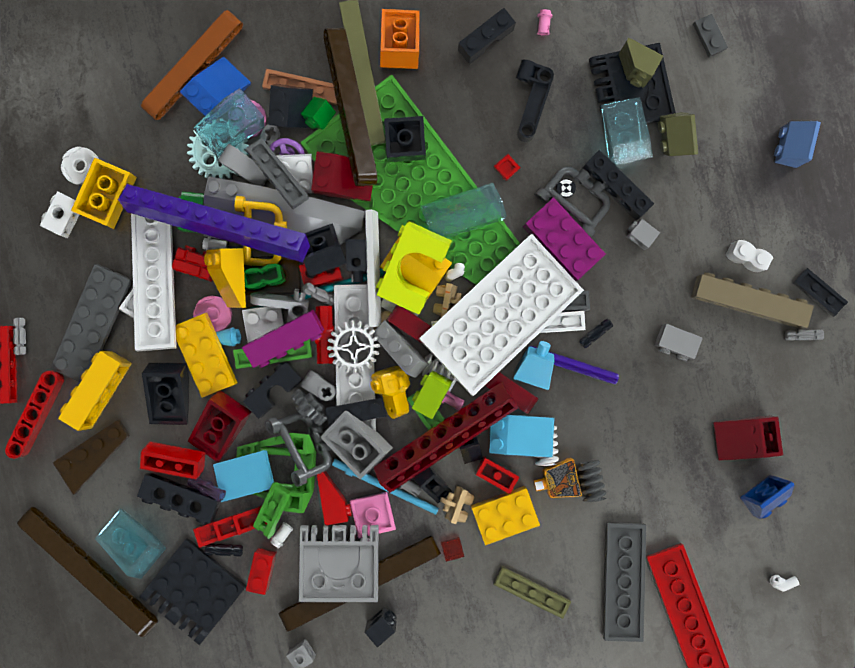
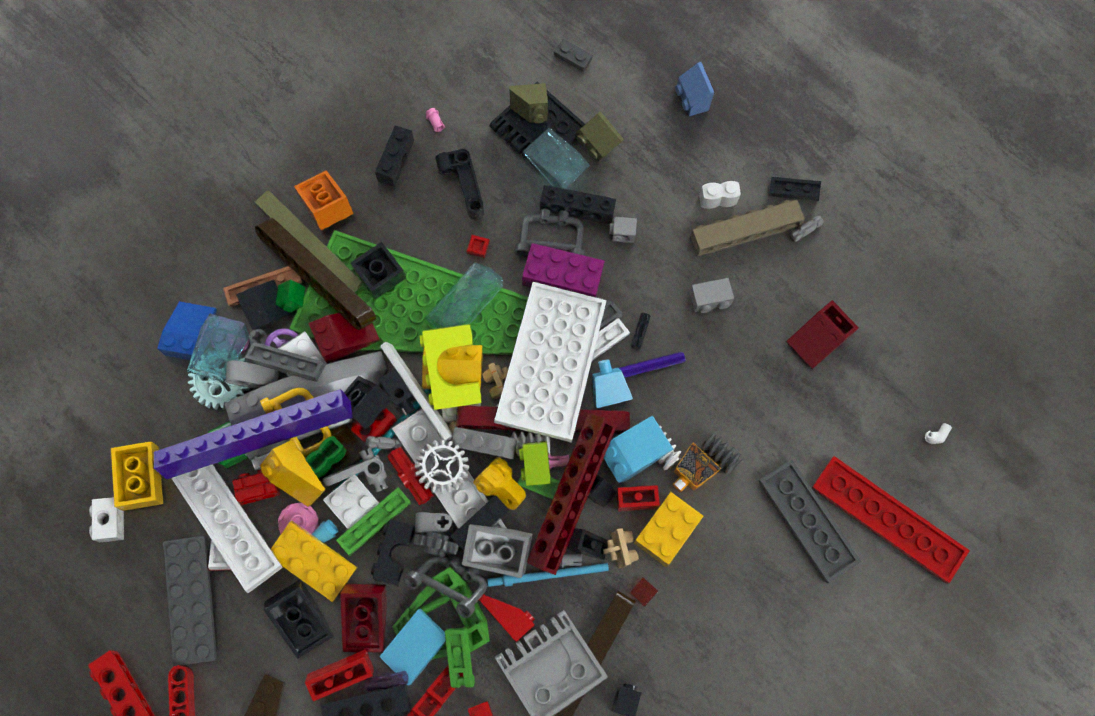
camera: 30 degrees left, 15 degrees down
(19, 336) = (126, 656): light grey axle -> none
(70, 161) = (89, 465): white tile -> none
(94, 390) = (228, 656): yellow brick -> none
(191, 64) = (155, 319): dark orange beam -> none
(280, 536) = (482, 680): white pin -> none
(283, 338) = (375, 497): magenta brick -> none
(373, 511) = (549, 603): bright pink tile -> none
(455, 273) = (489, 353): white arm -> none
(532, 592) = (738, 584): olive tile -> none
(566, 188) = (537, 232): black tile -> none
(767, 495) = (872, 369): blue slope -> none

